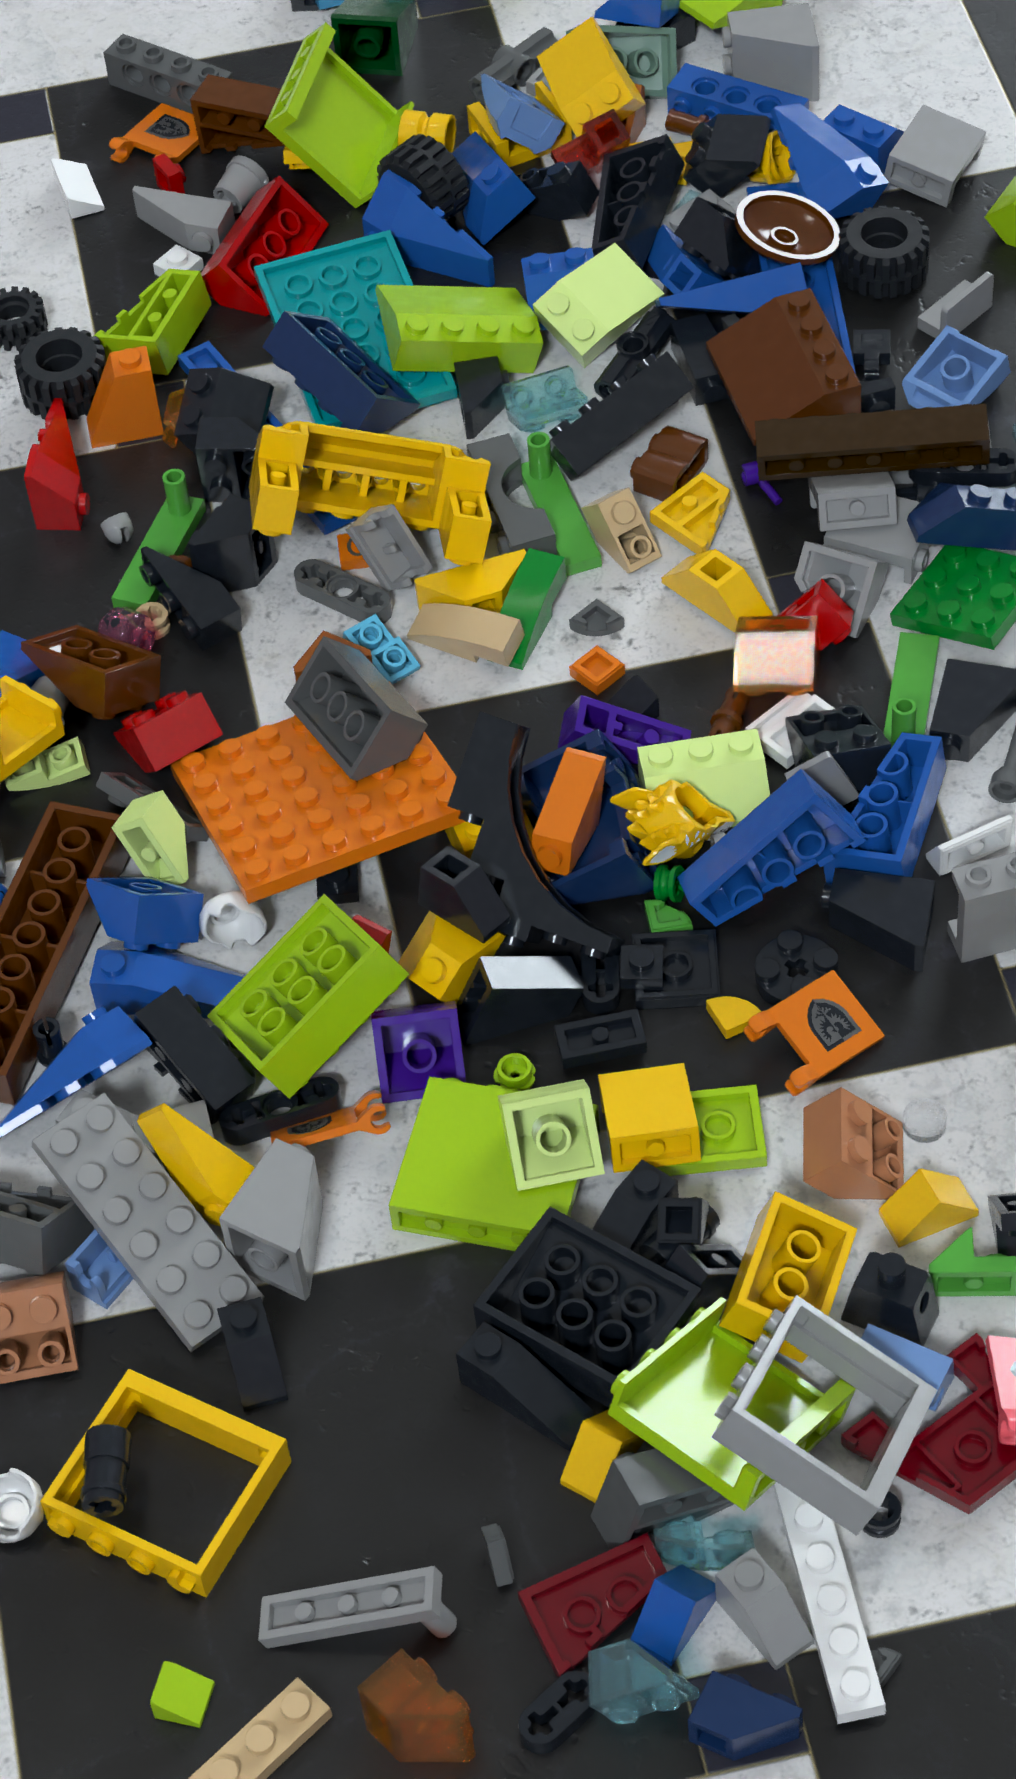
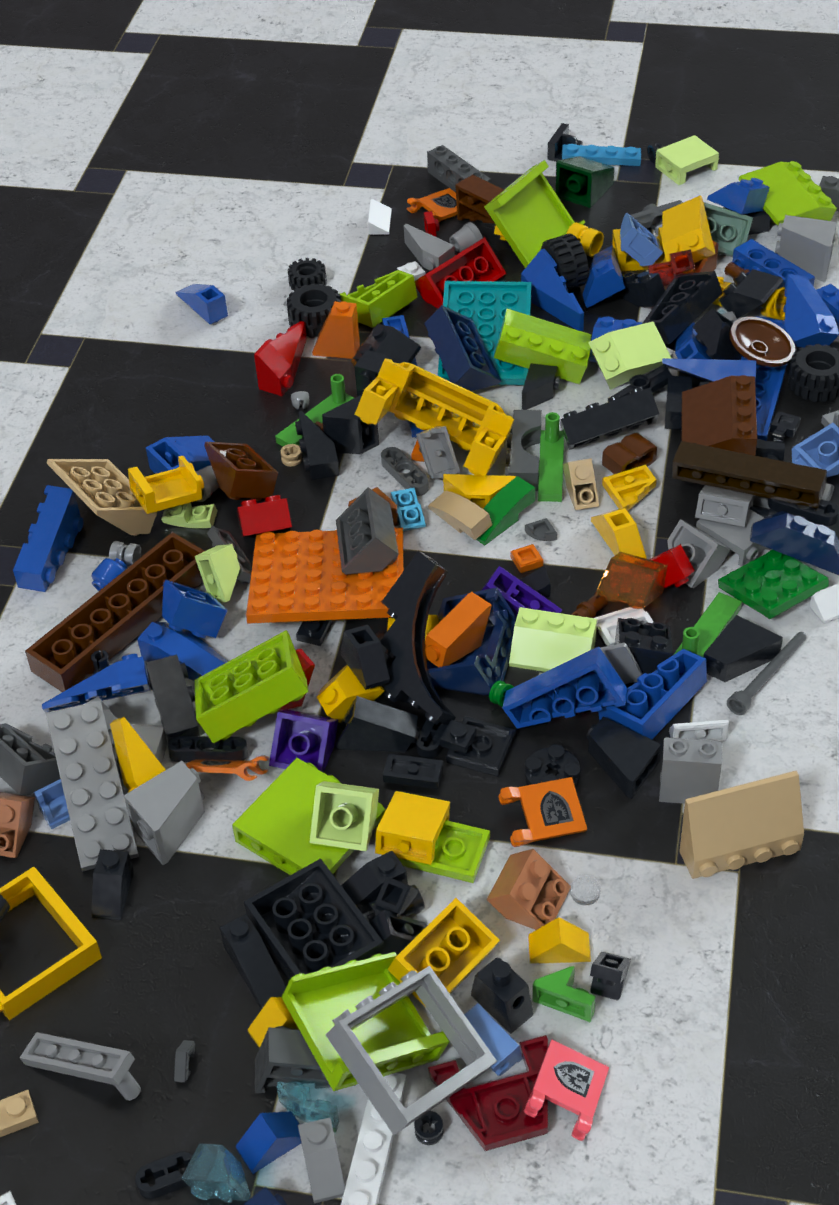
camera: 20 degrees right, 5 degrees down
(129, 627) = (273, 454): clear pink head -> none
(231, 919) = (236, 632): white hair -> none
(415, 1714) = (76, 1138): clear orange slope -> none
(515, 1065) = (352, 769): lime plate -> none
(543, 399) = (572, 396): clear light blue bracket -> none
(590, 1601) = (221, 1112): dark red wing -> none
(665, 824) = (510, 658): yellow piece -> none
(665, 918) = (490, 713): bright green tile -> none
(731, 1014) = (497, 781): yellow tile -> none
(750, 477) = (681, 484): dark purple hand -> none

